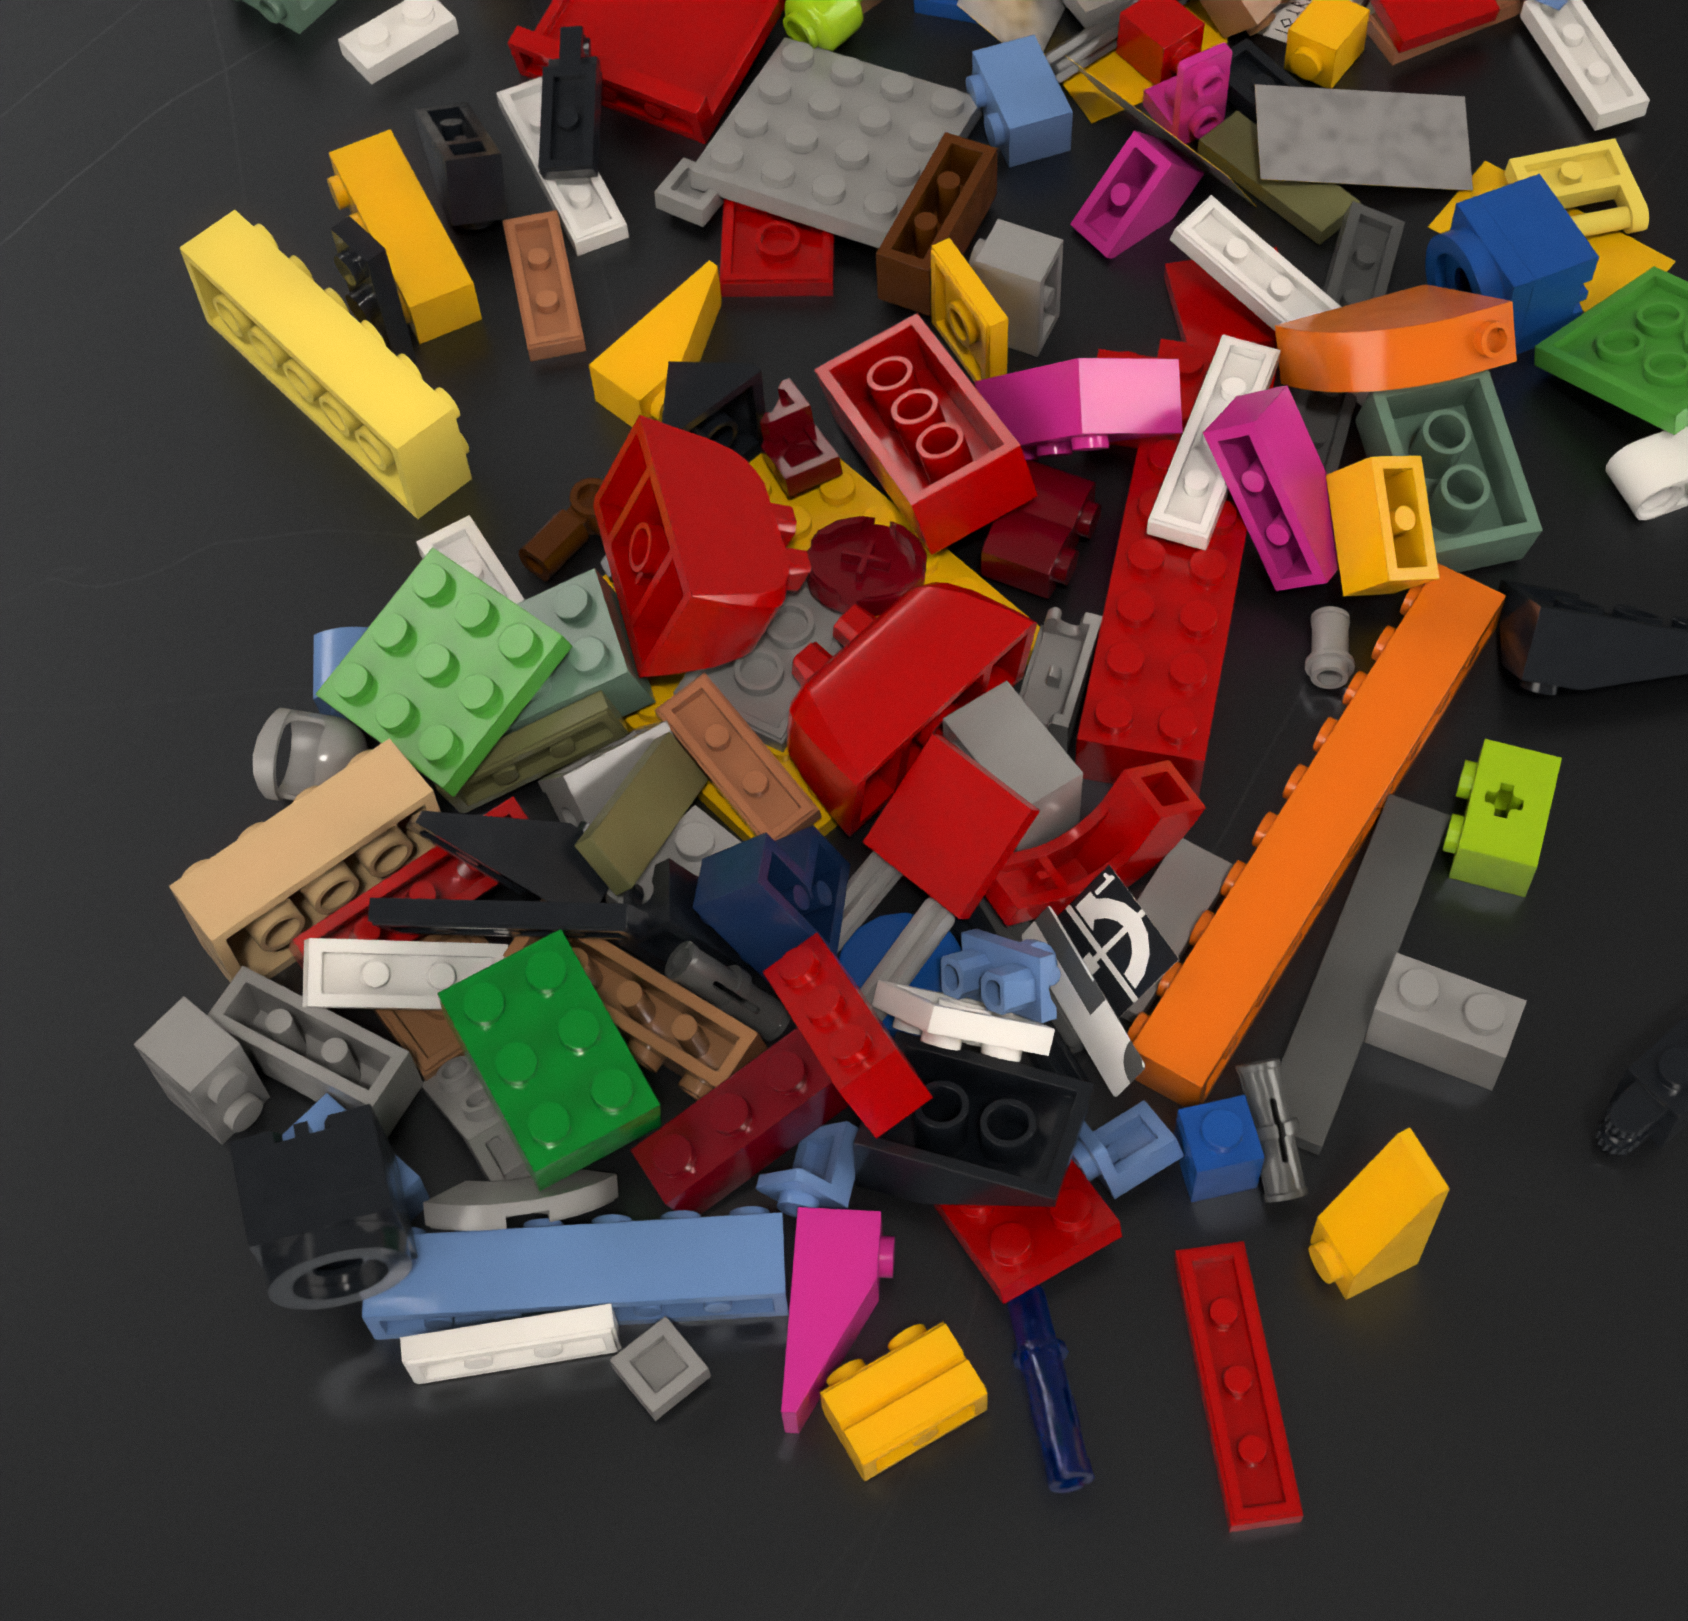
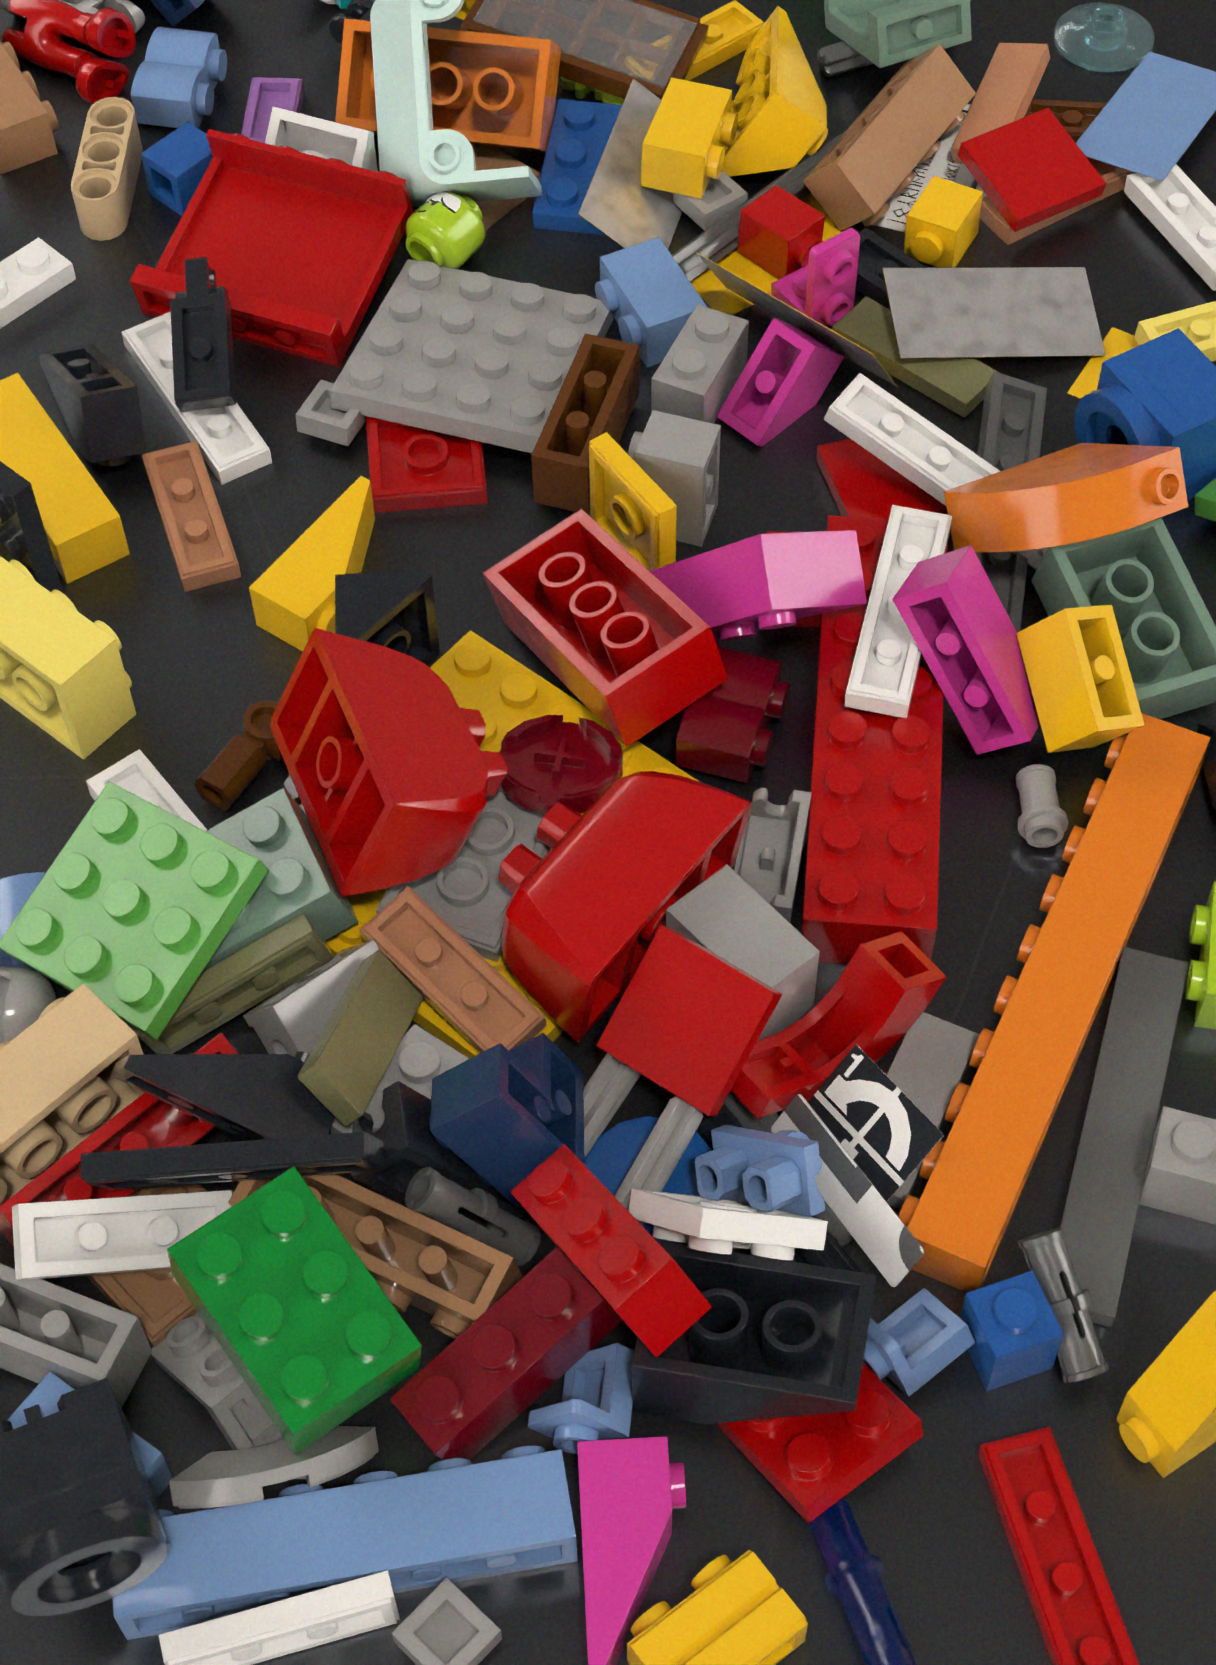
camera: 10 degrees left, 5 degrees down
(795, 445) = (470, 651): dark red slope -> none
(1058, 175) = (701, 365): none -> light grey brick

